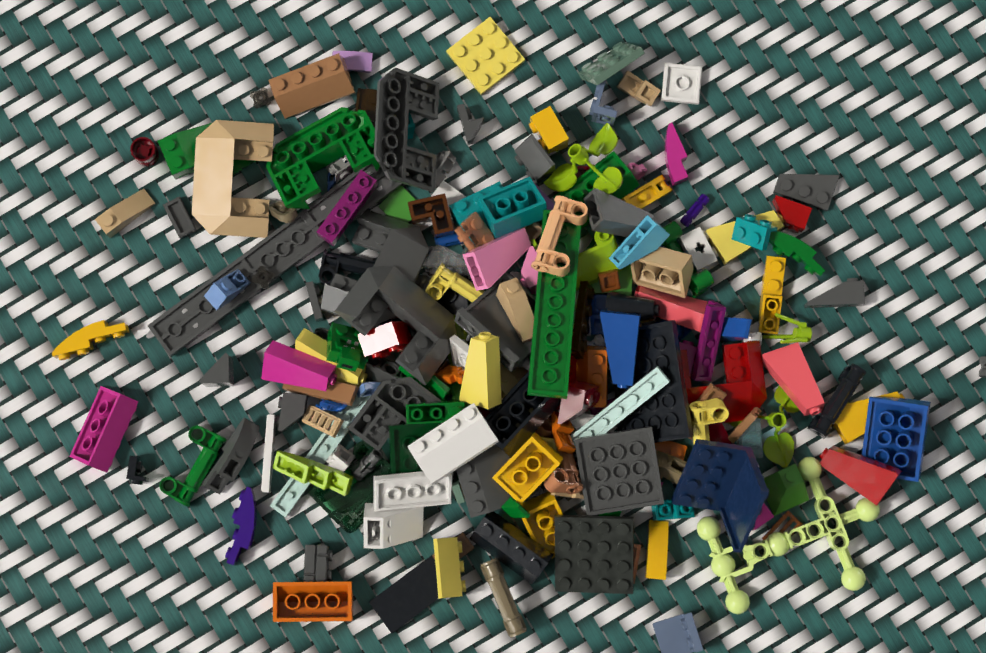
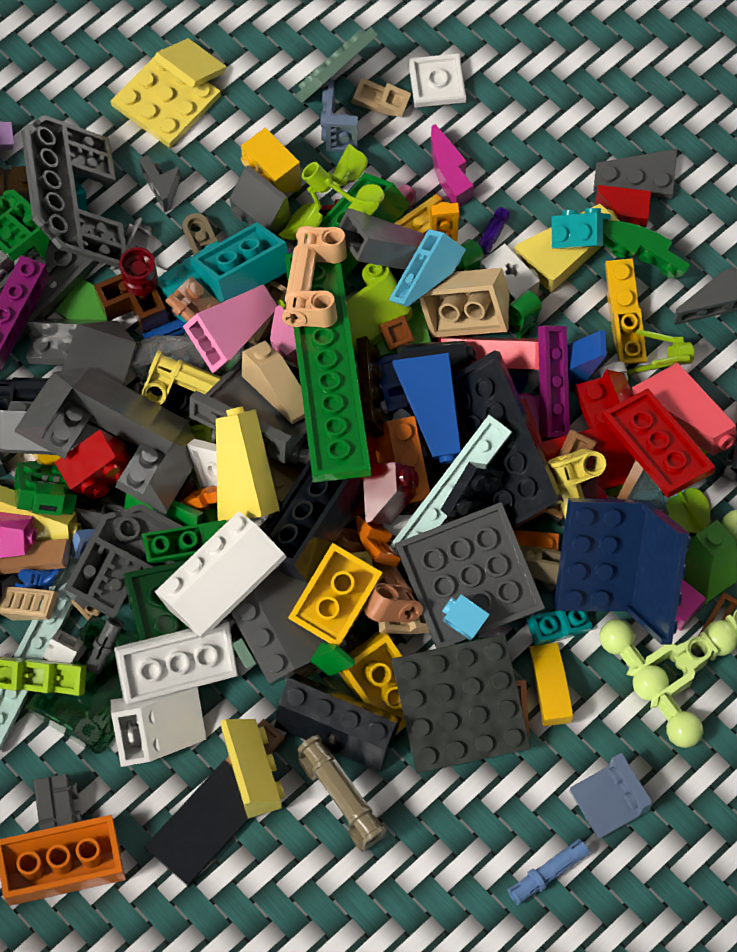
camera: 10 degrees left, 15 degrees down
(440, 202) = (138, 271): none -> dark red wheel
(488, 173) = (200, 239): none -> dark tan plate
(508, 34) = (190, 63): none -> light yellow tile
(609, 501) = (464, 616): none -> medium azure brick
(633, 415) = (472, 489): none -> black plate
(660, 207) = (445, 218): none -> light orange plate
(767, 406) = (658, 443): none -> red plate

